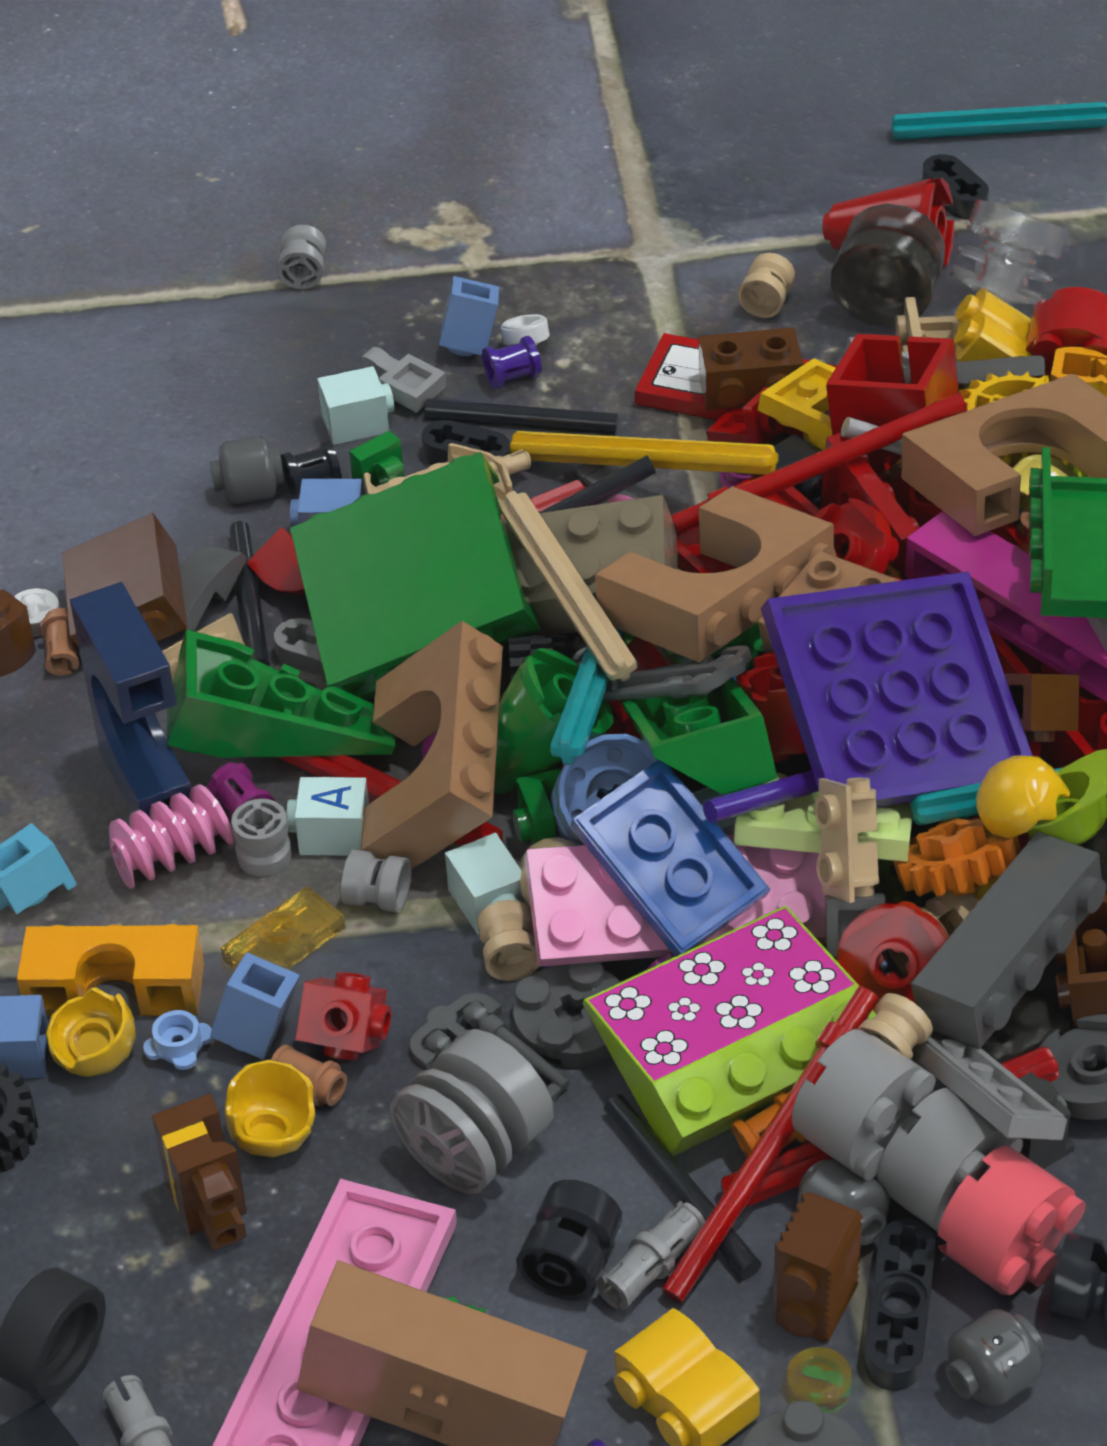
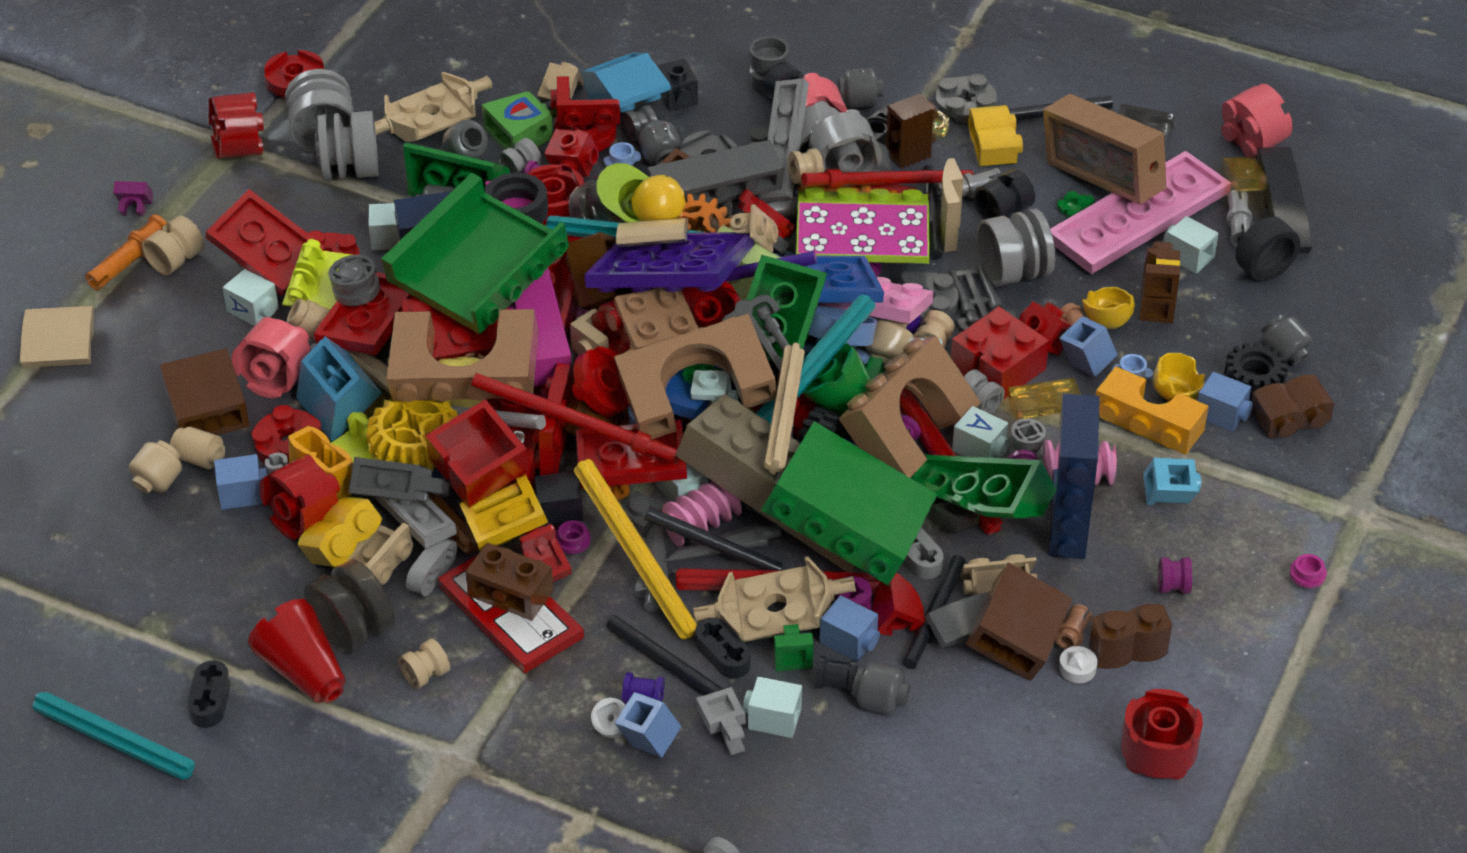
camera: 150 degrees left, 0 degrees up
(201, 1314) = (1195, 242): none -> light aqua brick
(392, 937) = (1006, 347): none -> red piece
(633, 1137) = (951, 205): none -> tan slope
(966, 719) = (652, 232): none -> tan slope
(1009, 252) = (270, 562): clear wheel -> none

